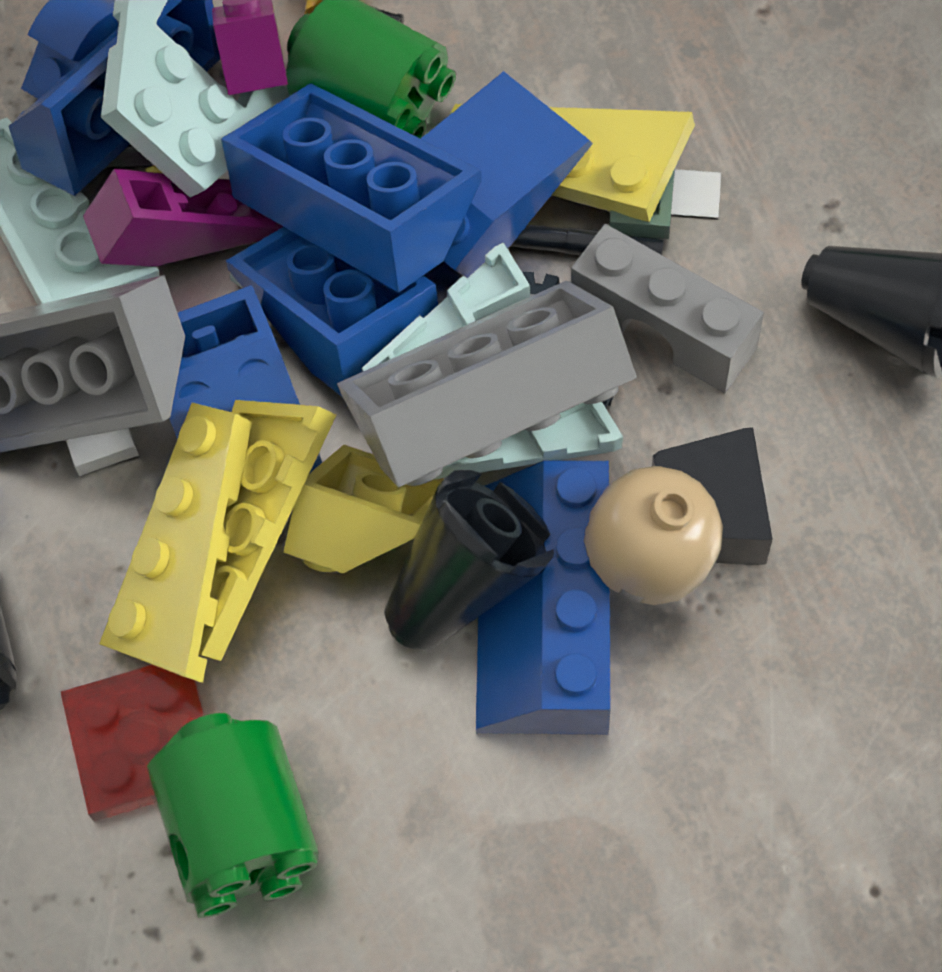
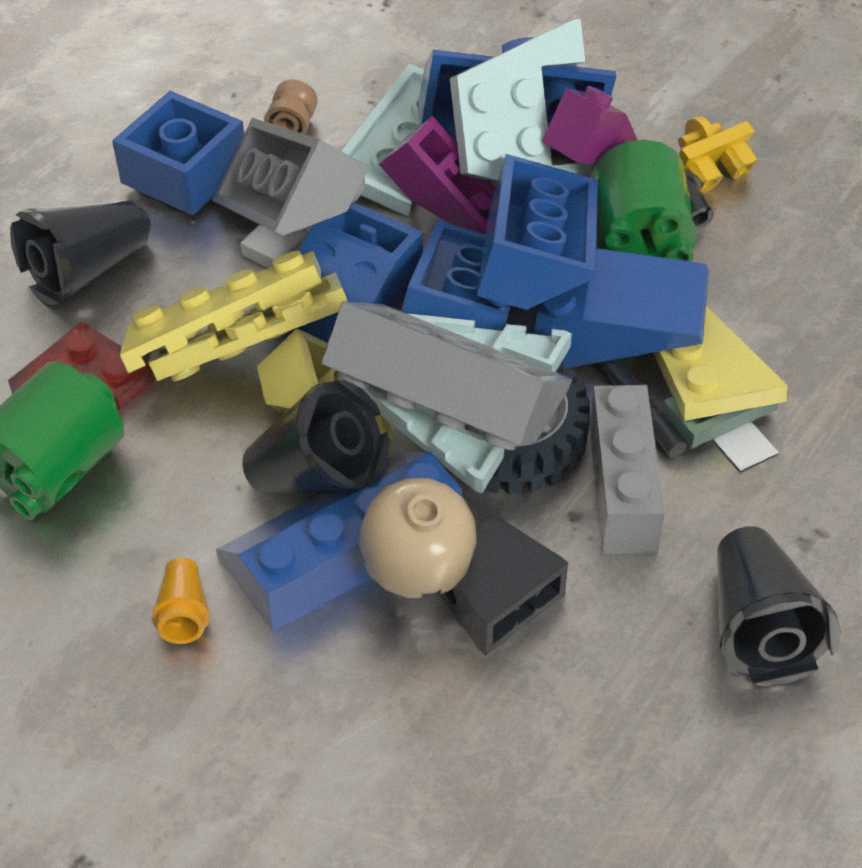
camera: 50 degrees right, 15 degrees down
(527, 797) = (181, 604): none -> light orange cone

